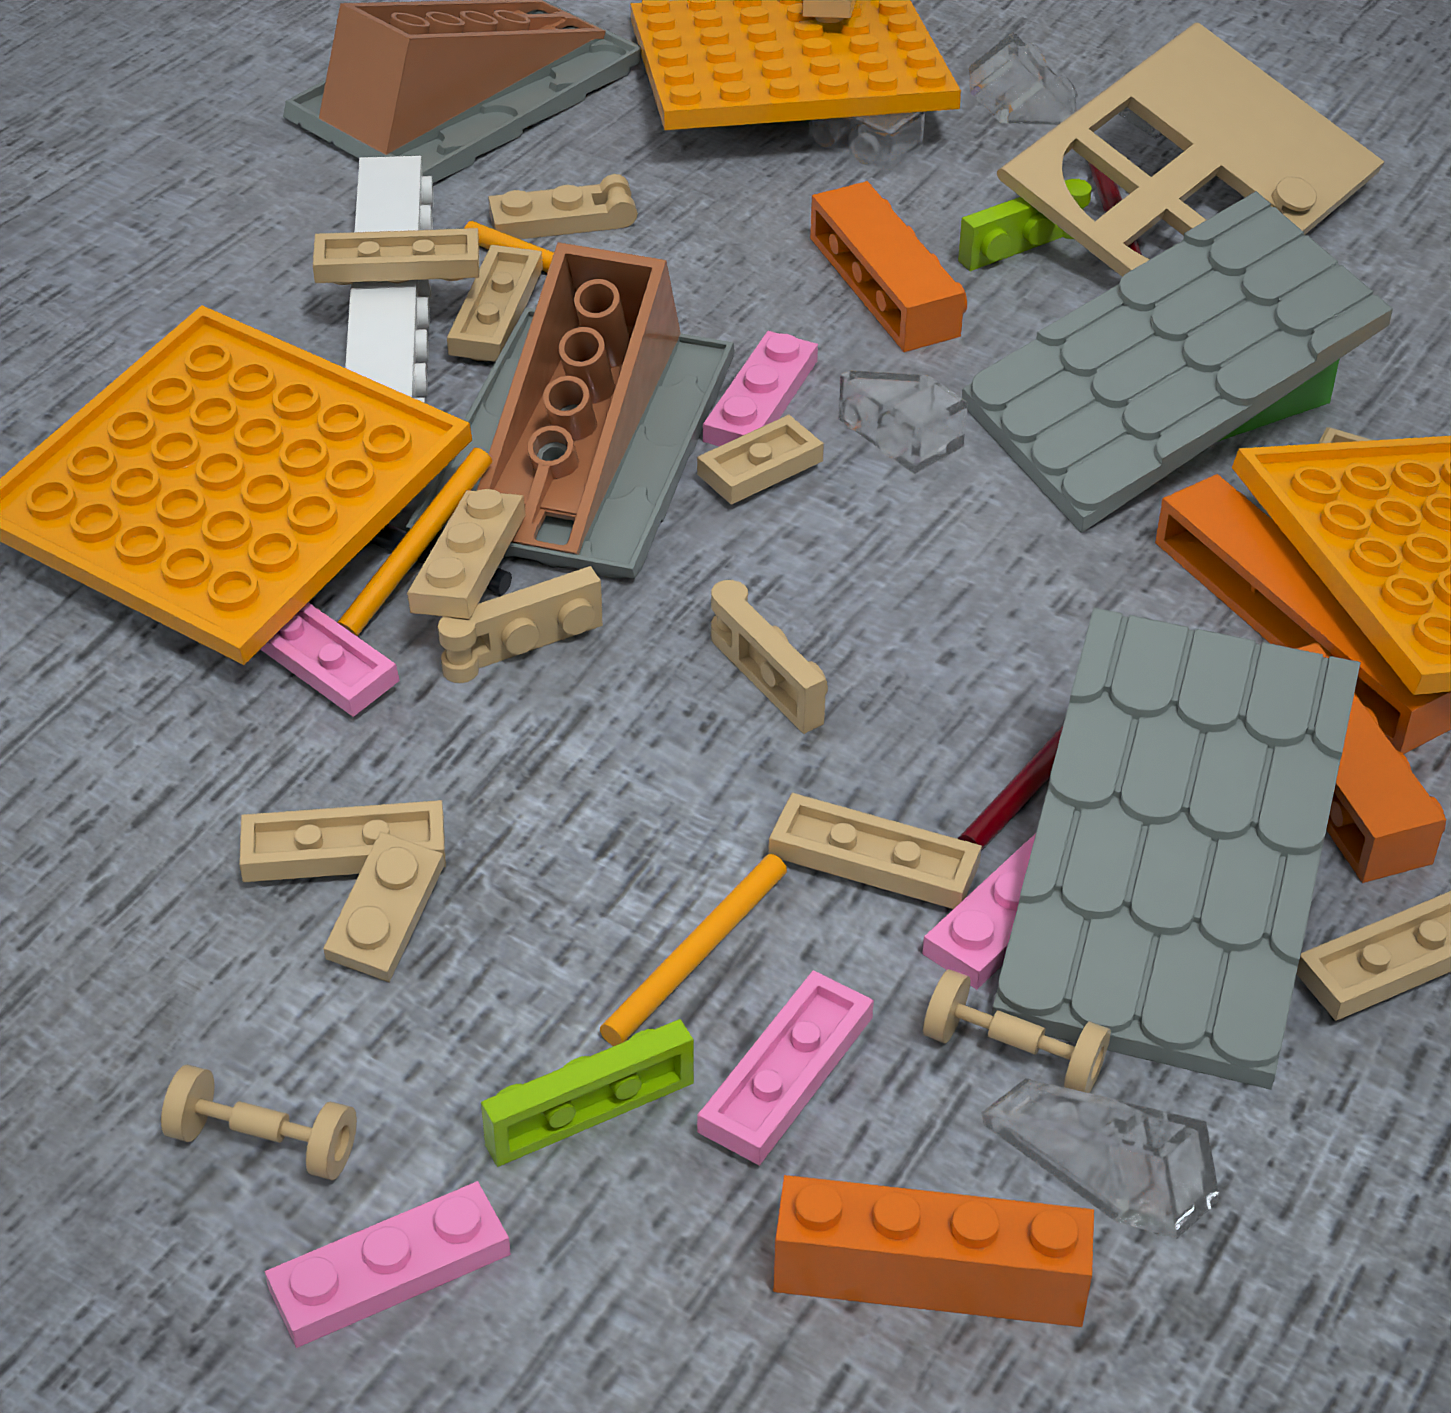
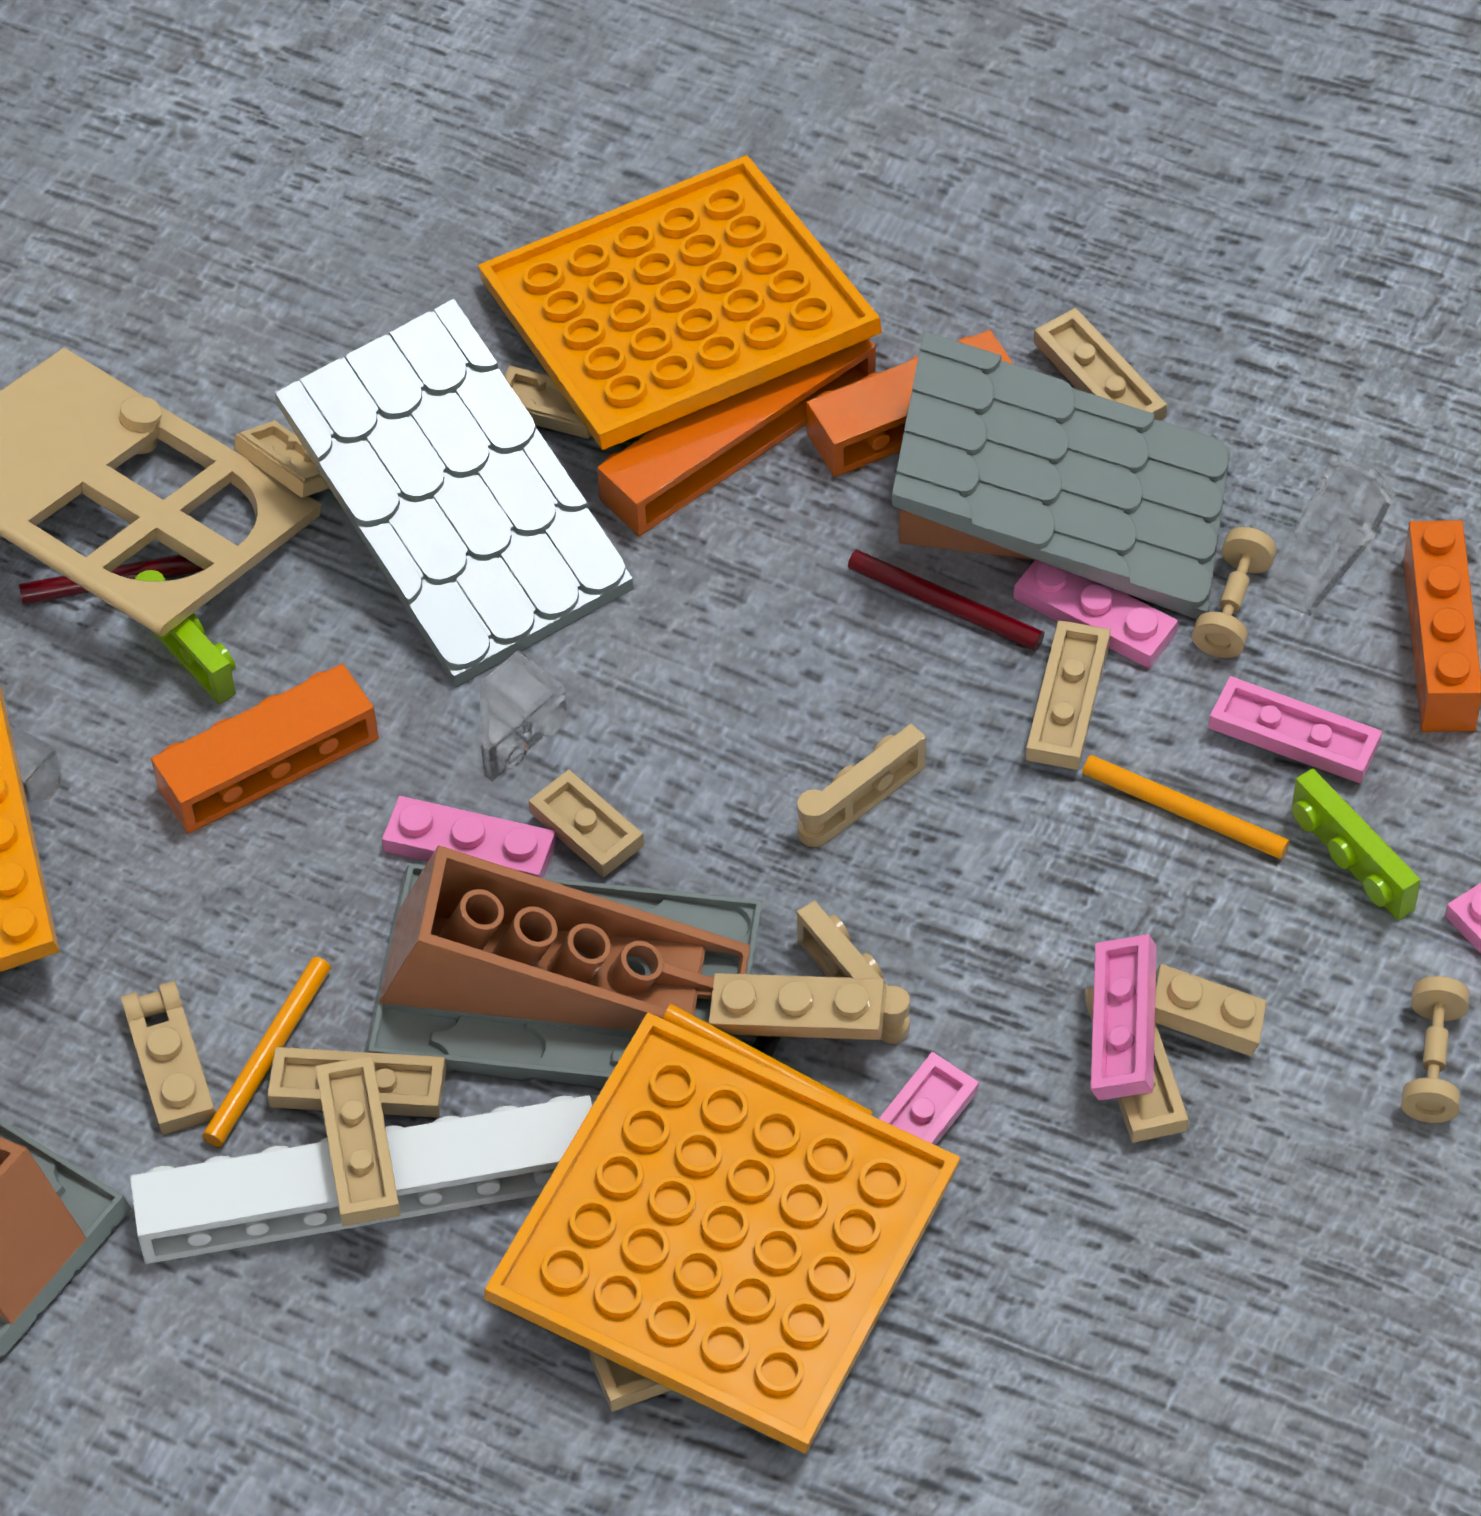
camera: 95 degrees left, 10 degrees up
(371, 803) = (1123, 1017): none -> bright pink plate

